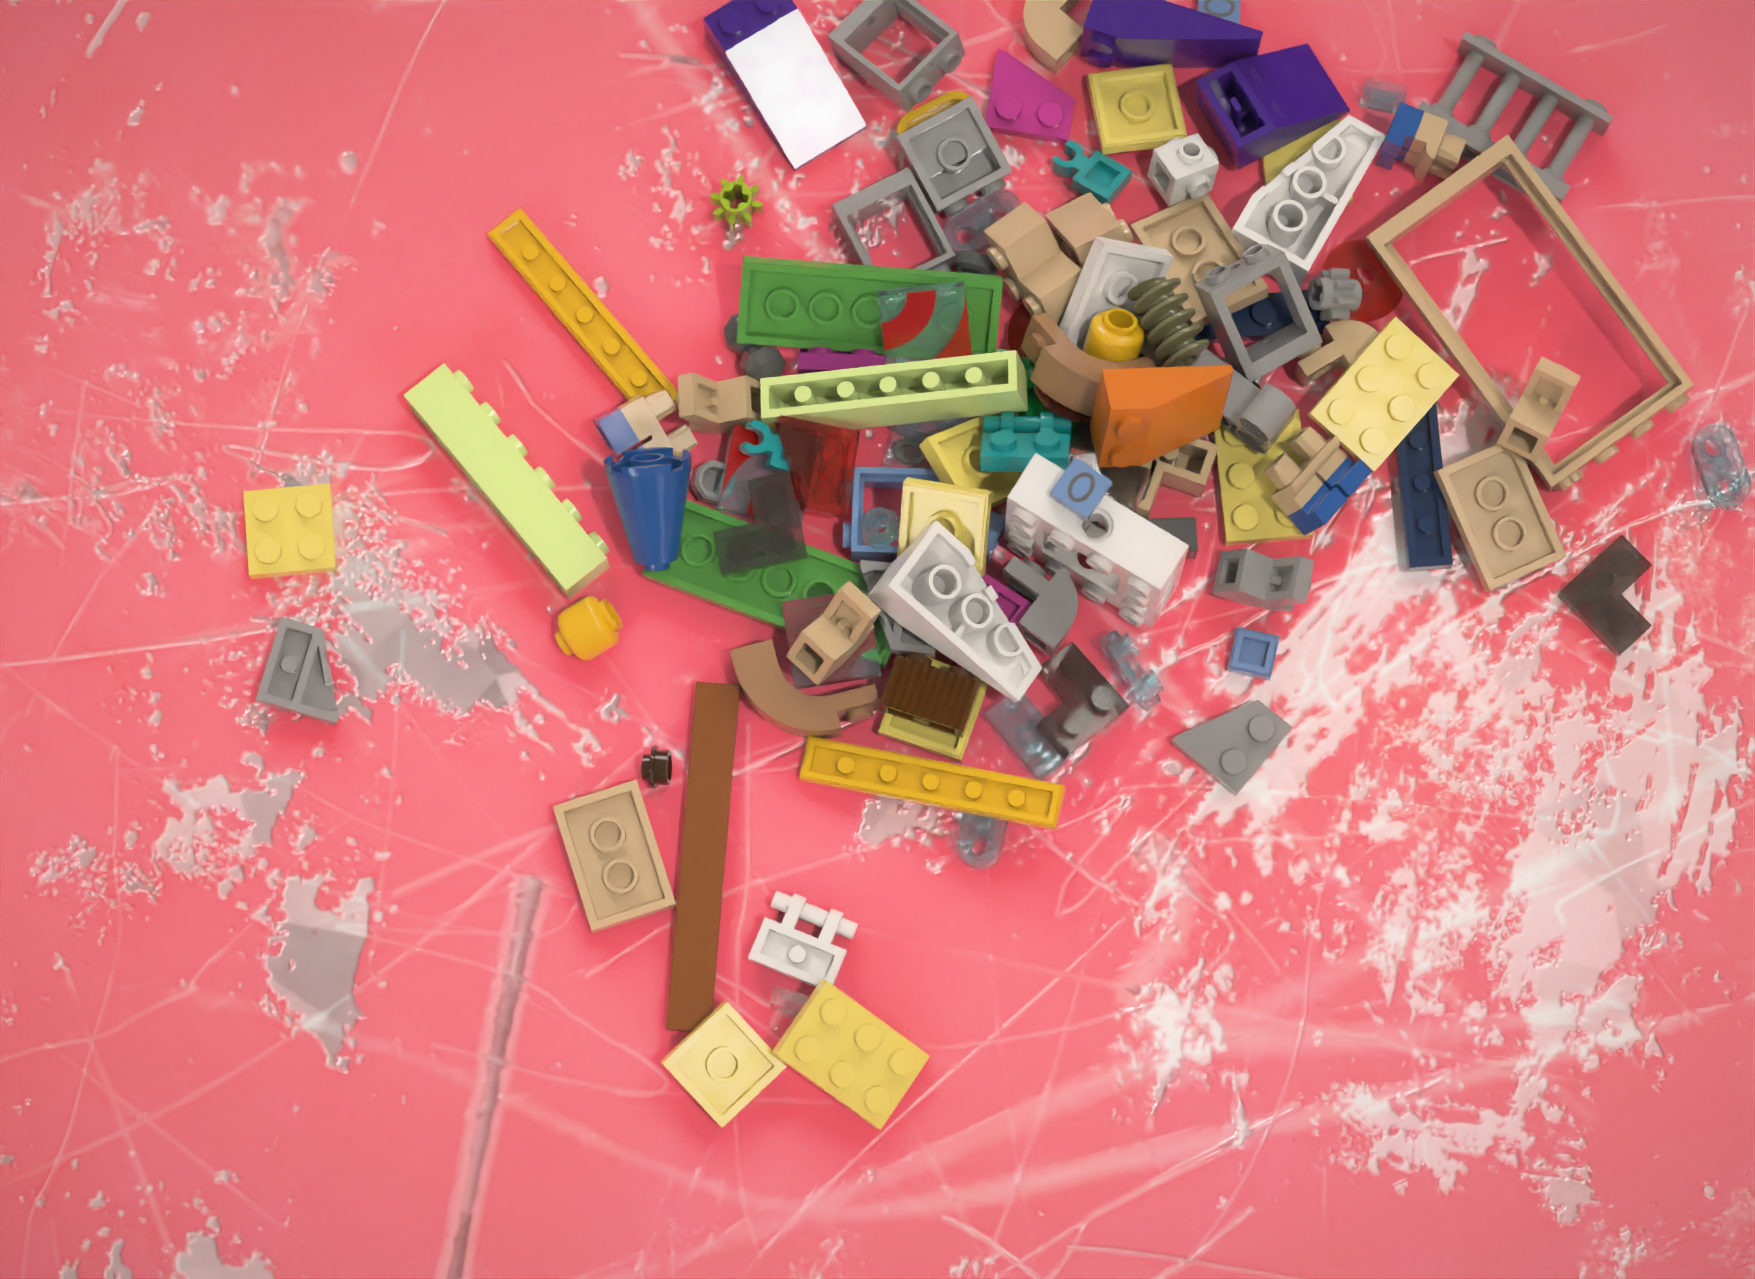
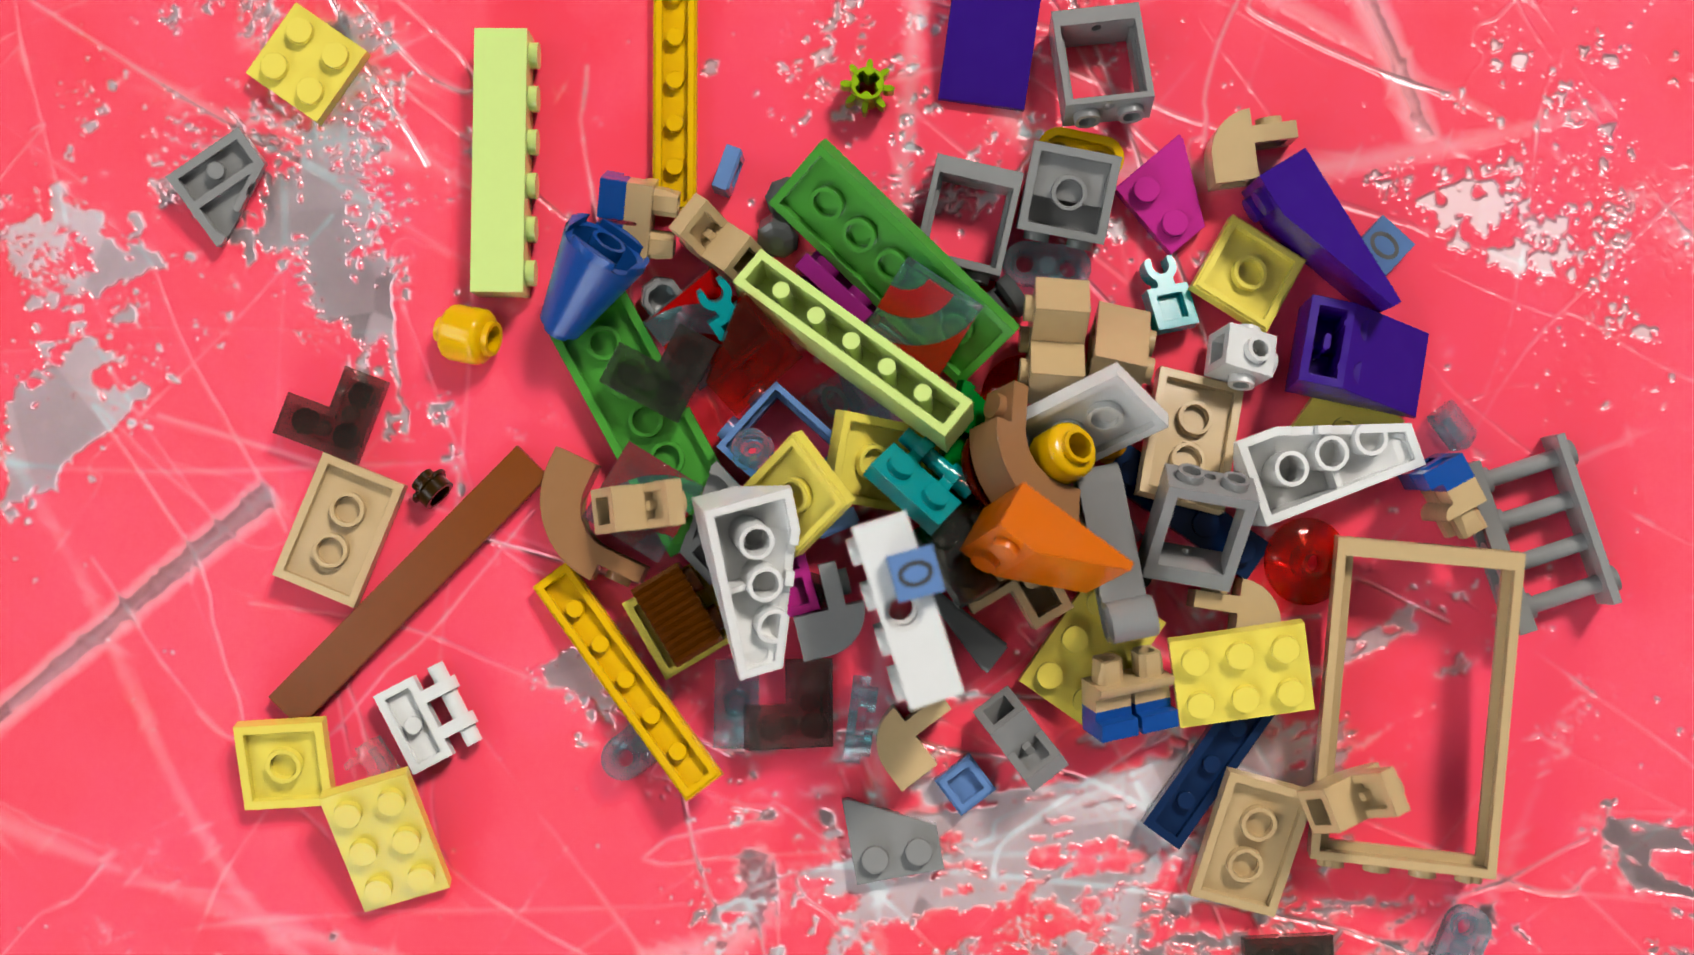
camera: 40 degrees right, 10 degrees up
(549, 775) = (342, 426): none -> clear smoke plate
(684, 347) = (728, 171): none -> medium blue tile
(1167, 322) = (1117, 480): olive piece -> none
(1180, 662) = (900, 747): none -> tan brick
(1335, 294) = (1272, 560): light grey gear -> none

